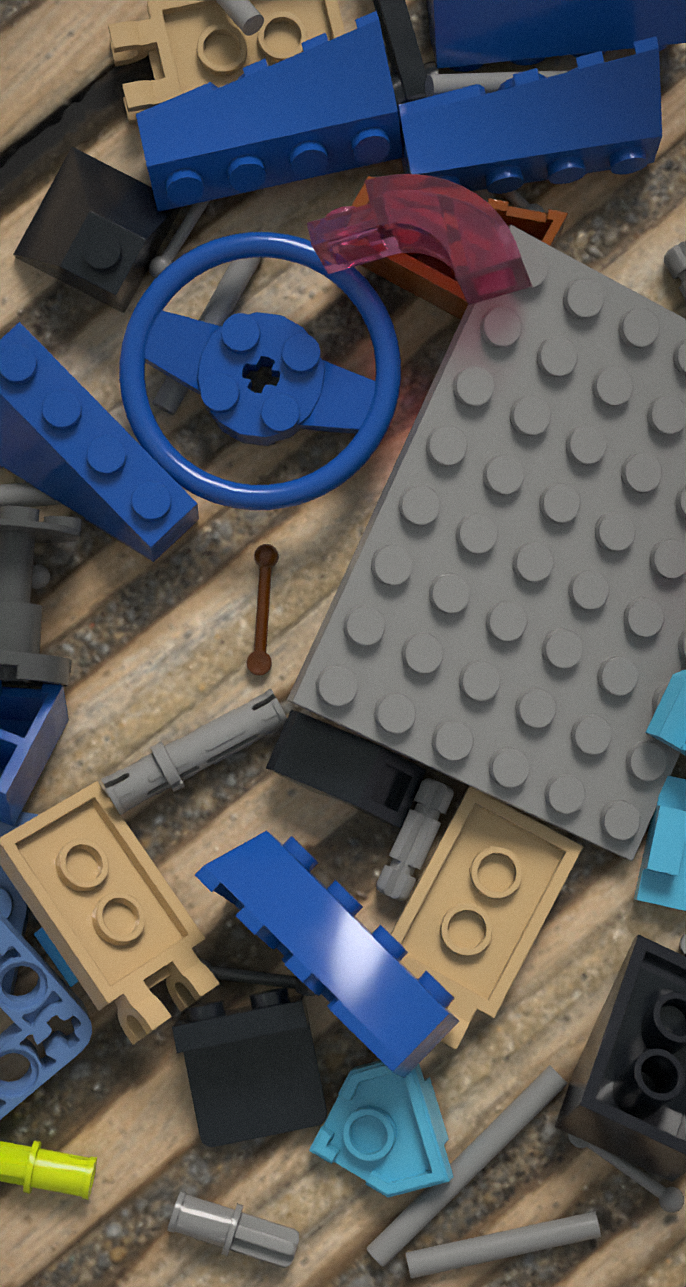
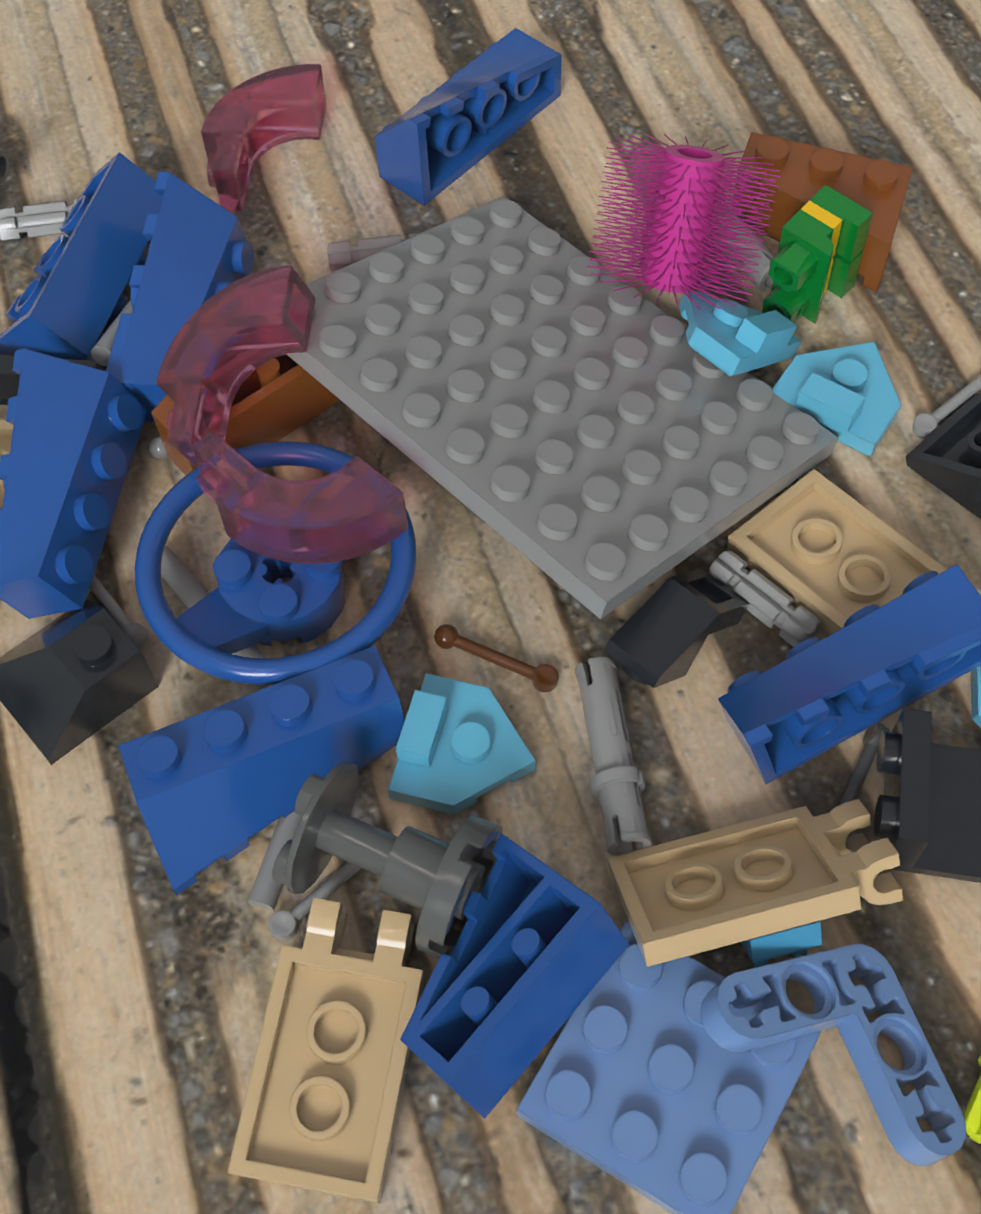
camera: 70 degrees left, 25 degrees down
(157, 609) = (455, 747): none -> medium azure plate
(291, 407) = (300, 520): none -> clear pink arch

